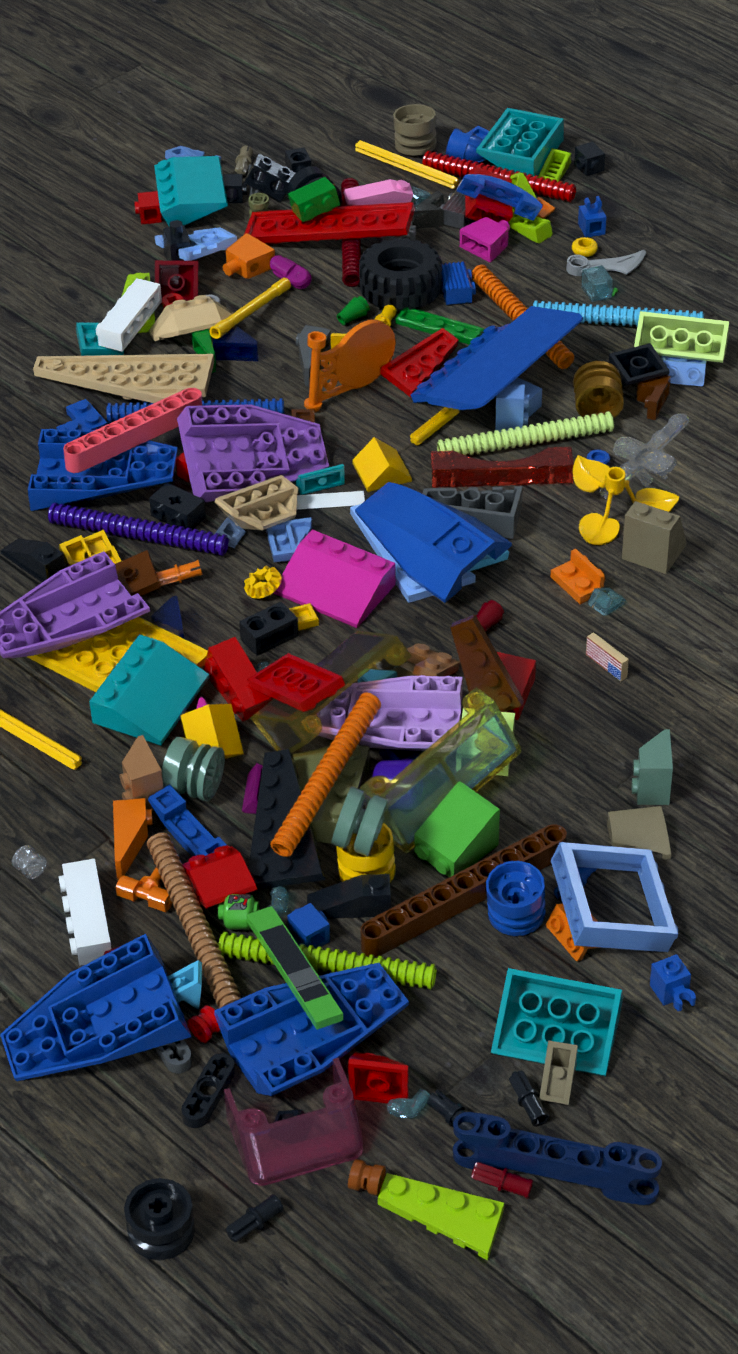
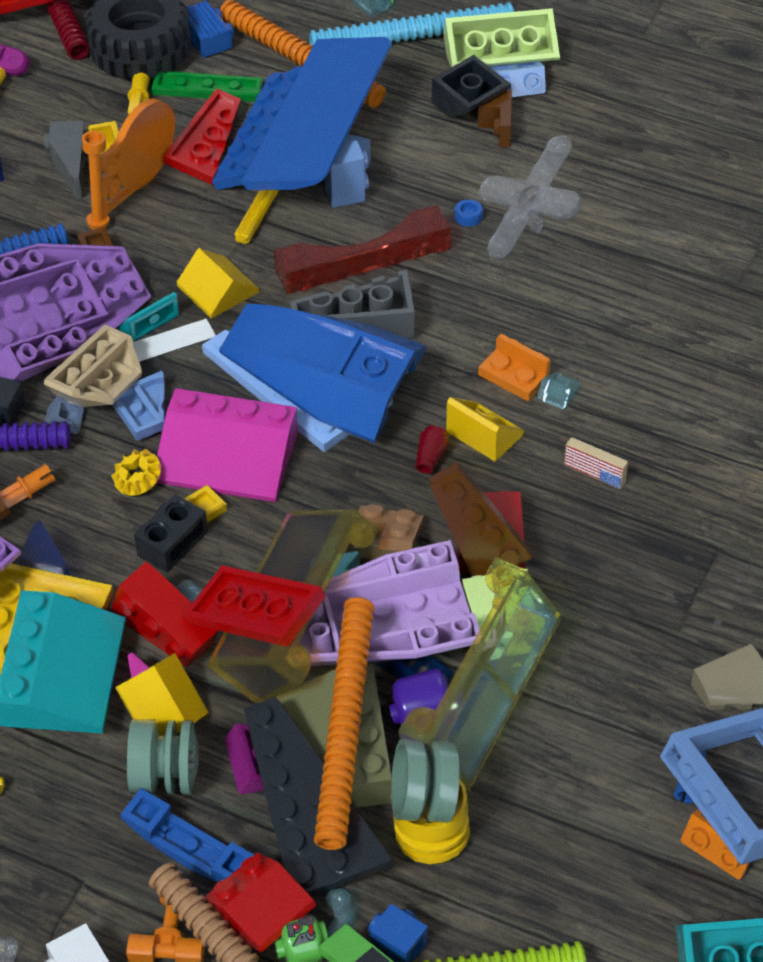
camera: 20 degrees left, 5 degrees up
(130, 831) = (109, 862): orange slope -> none
(140, 772) = (101, 788): medium nougat slope -> none
(353, 310) = (98, 88): green cone -> none
(354, 898) = (436, 877): black slope -> none
(453, 894) = (560, 837): reddish brown beam -> none
(458, 831) = (528, 748): bright green slope -> none
(515, 898) = (641, 803): blue wheel -> none
(527, 435) = (374, 201): yellowish green piece -> none
(532, 611) = (481, 427): none -> yellow slope
(591, 475) = (513, 300): yellow plant -> none
(598, 389) = (437, 128): pearl gold wheel -> none
(652, 537) = (584, 297): dark tan slope -> none
(653, 771) = (727, 600): sand green slope -> none

